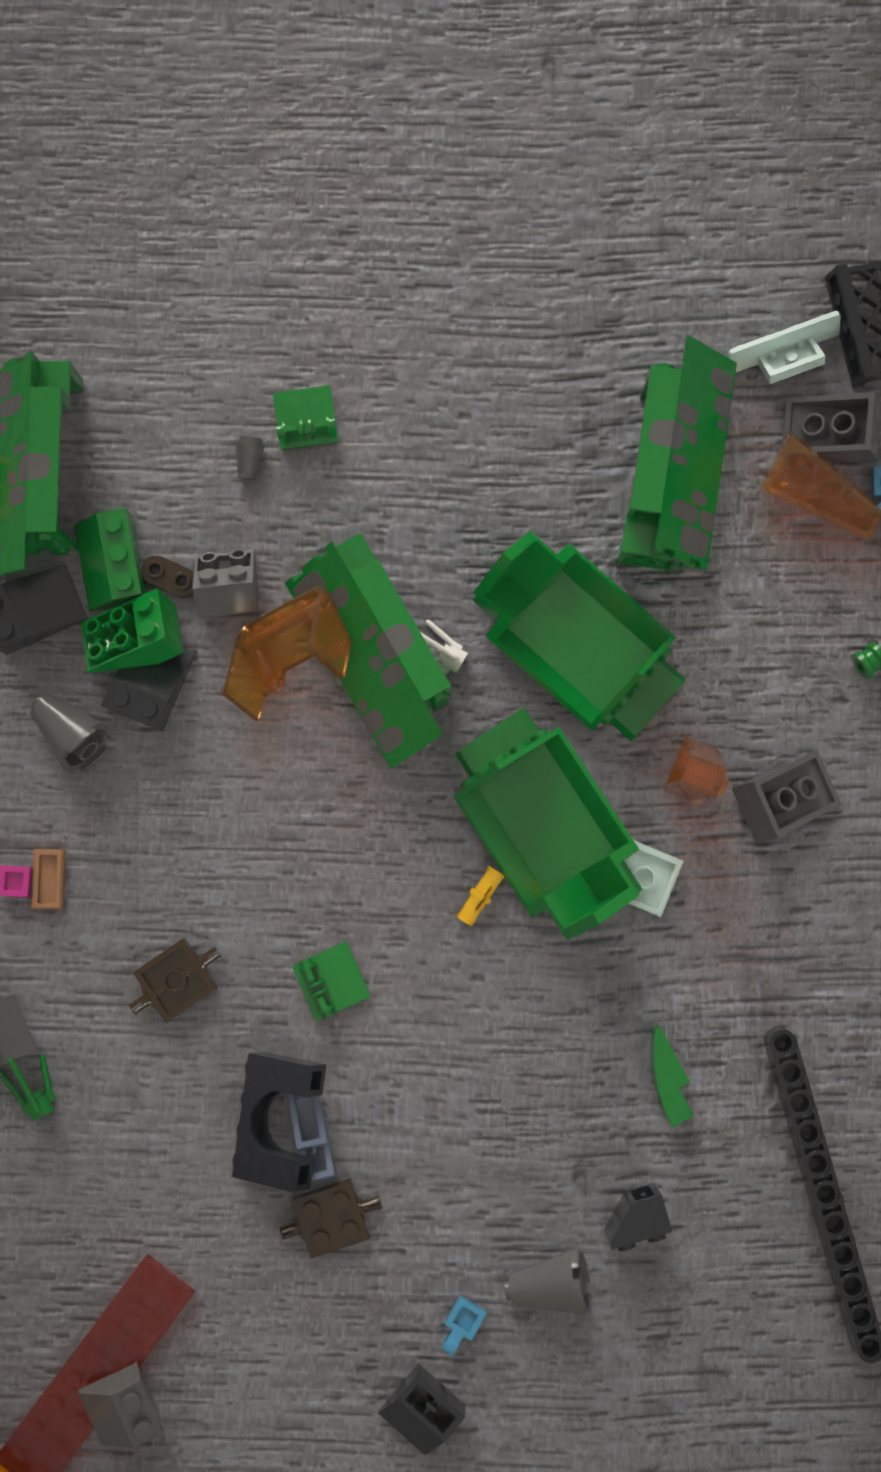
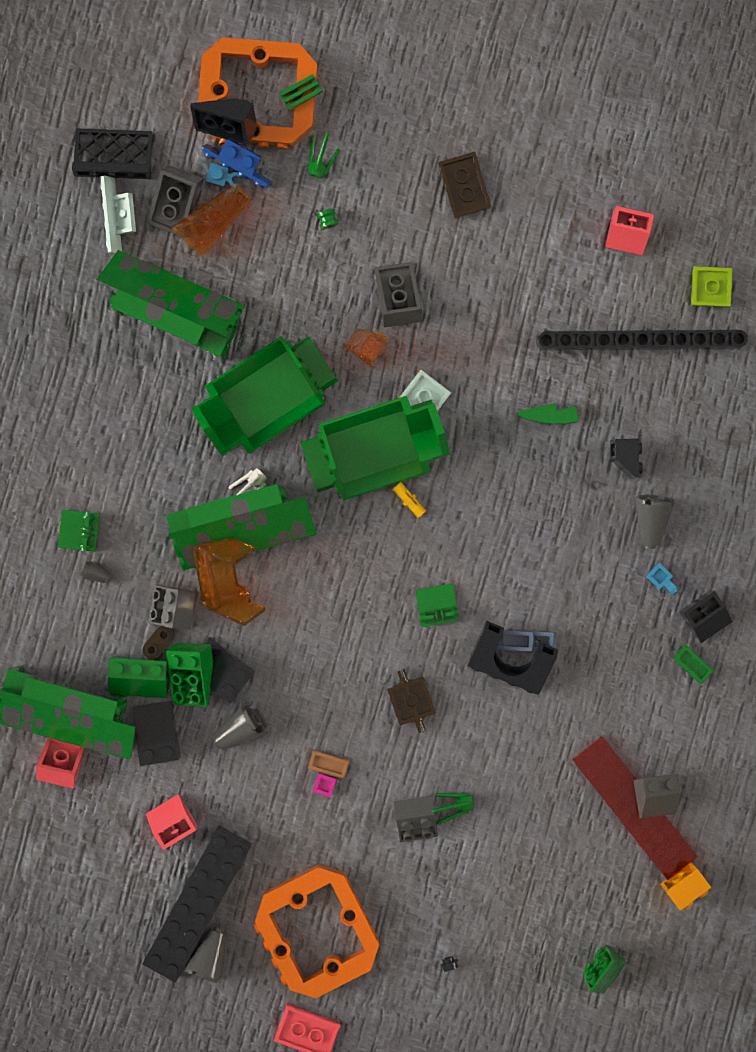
camera: 80 degrees left, 5 degrees up
(330, 1218) = (579, 642): dark brown plate -> none
(341, 1408) = (692, 664): none -> green plate

